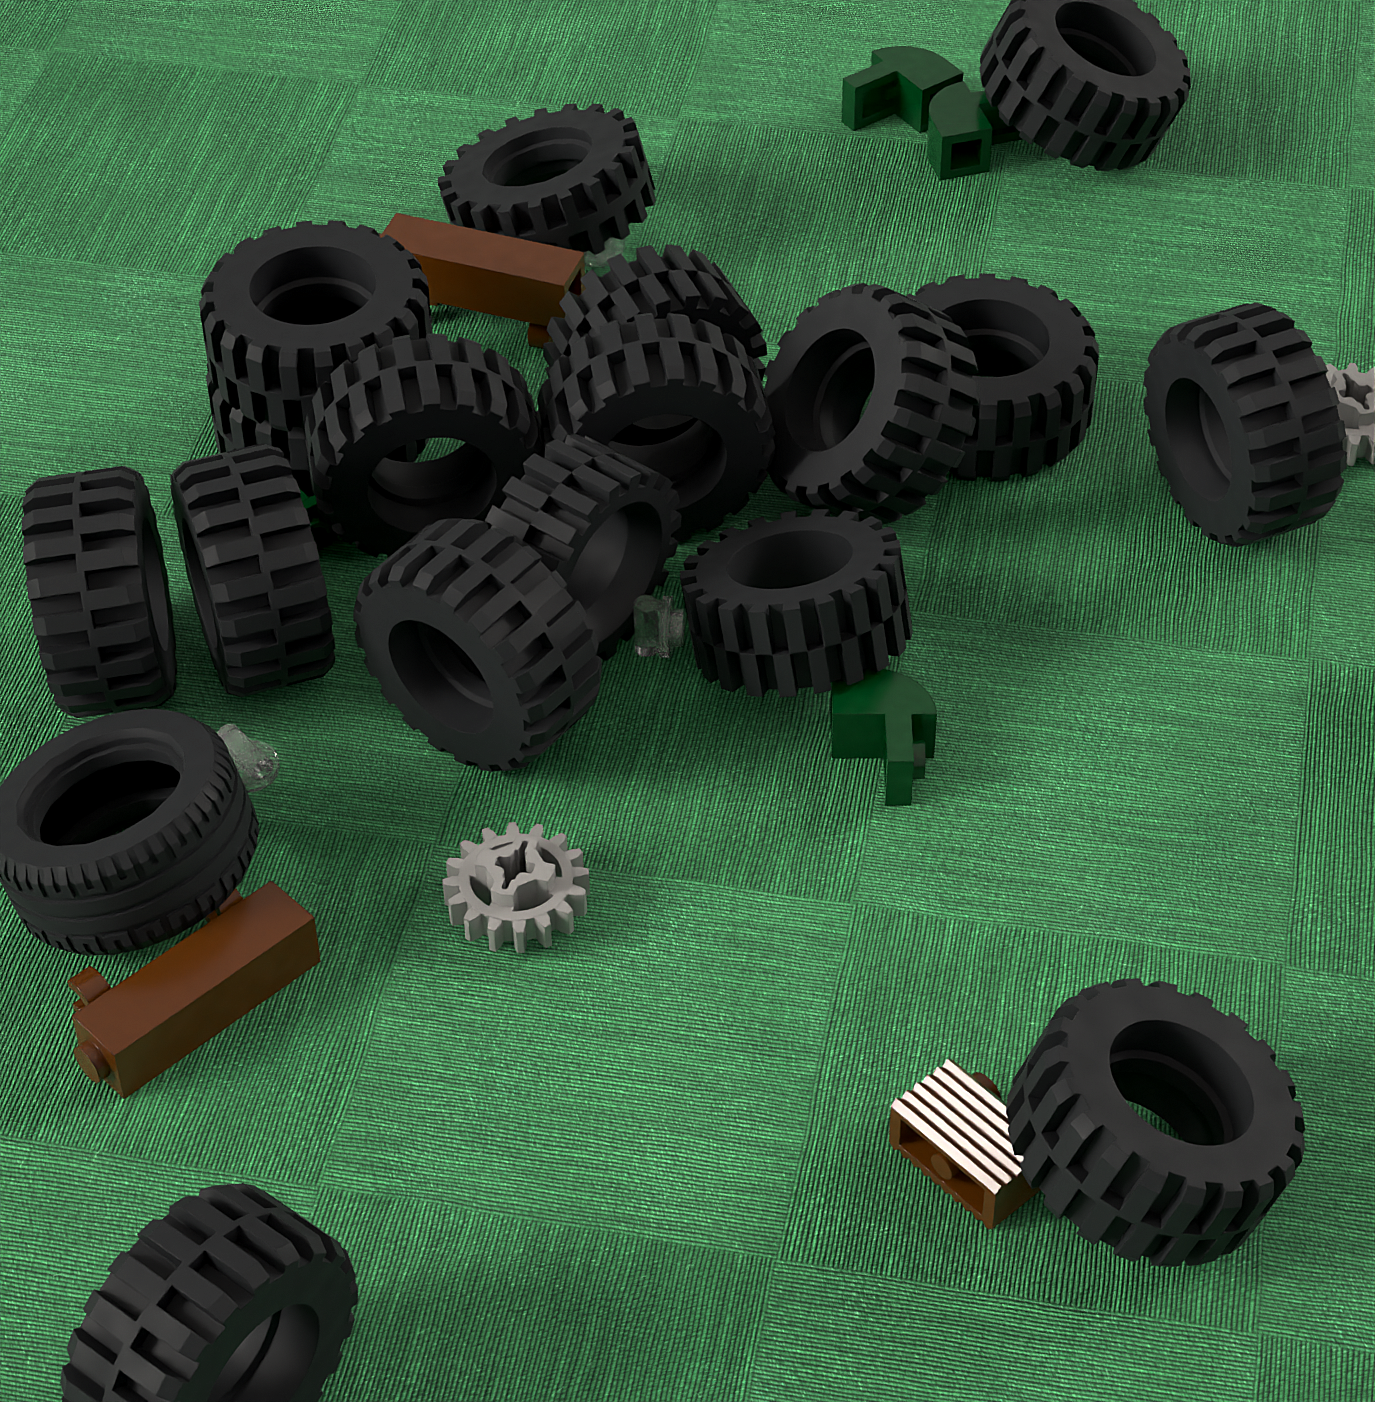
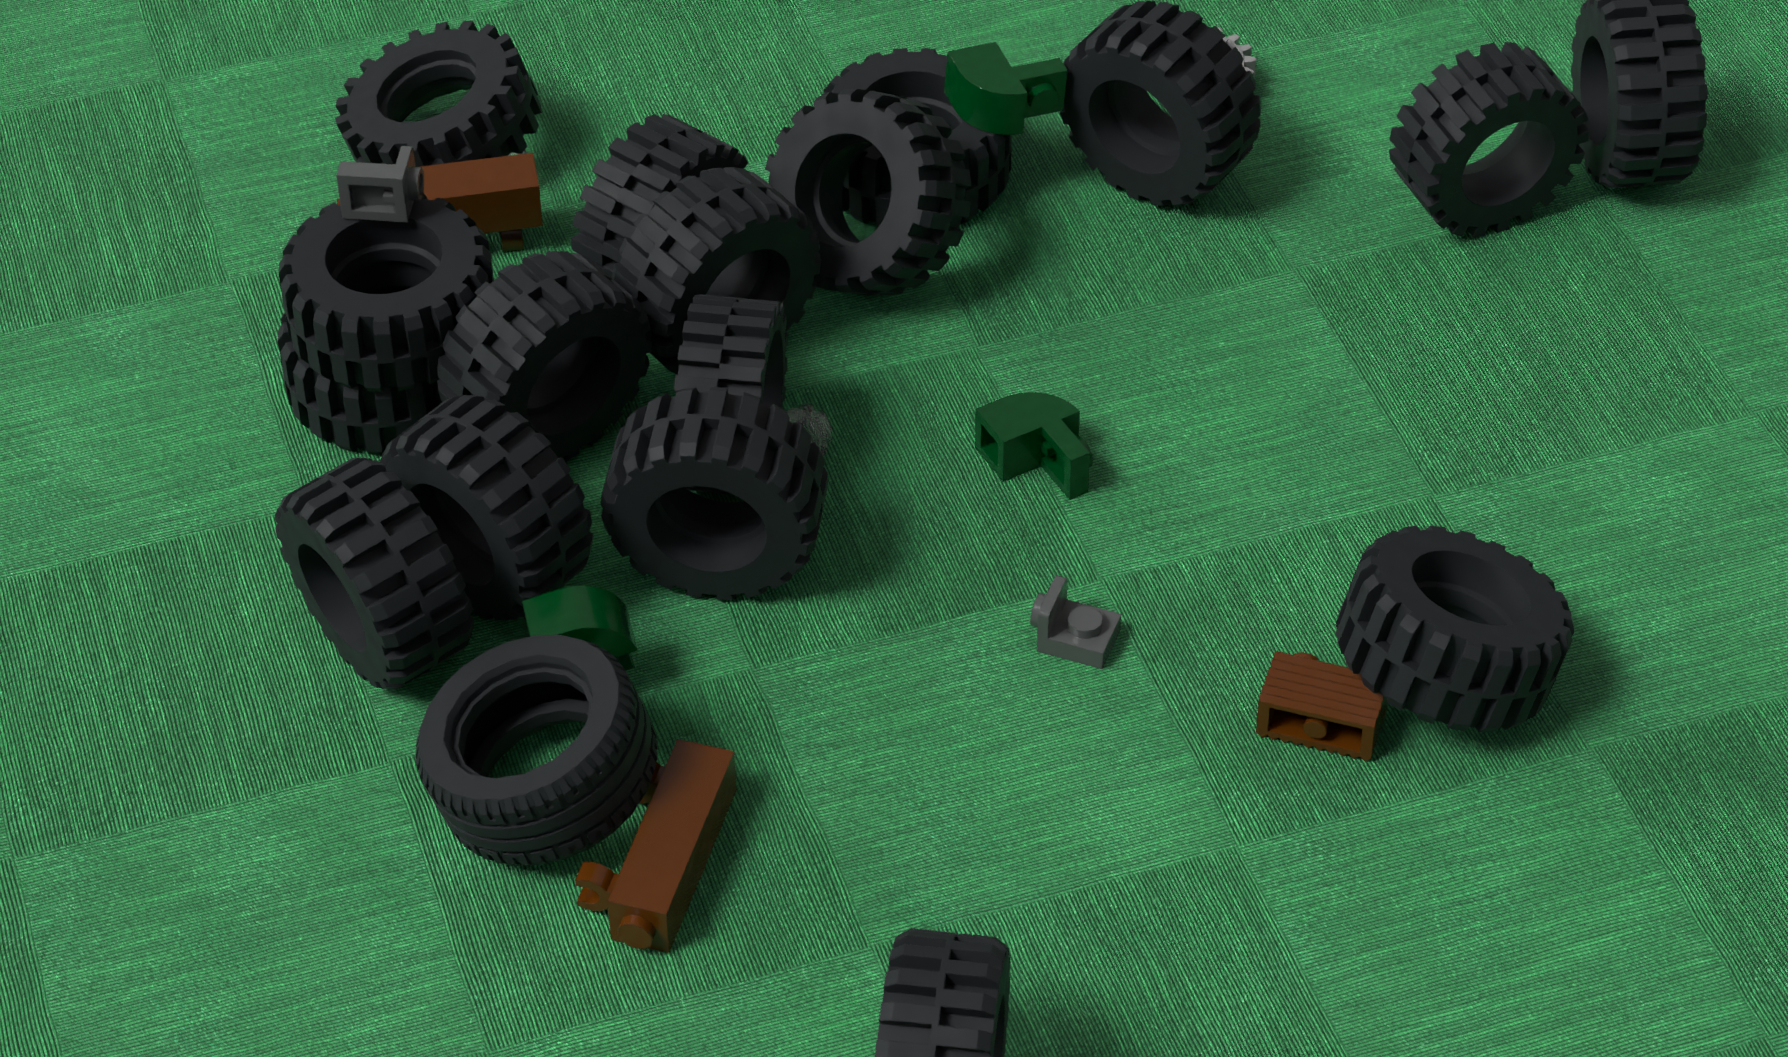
camera: 30 degrees left, 0 degrees up
(267, 733) = (586, 615): none -> dark green brick
(345, 221) = (380, 190): none -> dark grey bracket
(516, 887) = (855, 669): light grey gear -> none
(775, 939) = (1073, 628): none -> dark grey bracket
(797, 602) = (917, 368): black tyre -> none
(1071, 356) = (999, 96): none -> dark green brick

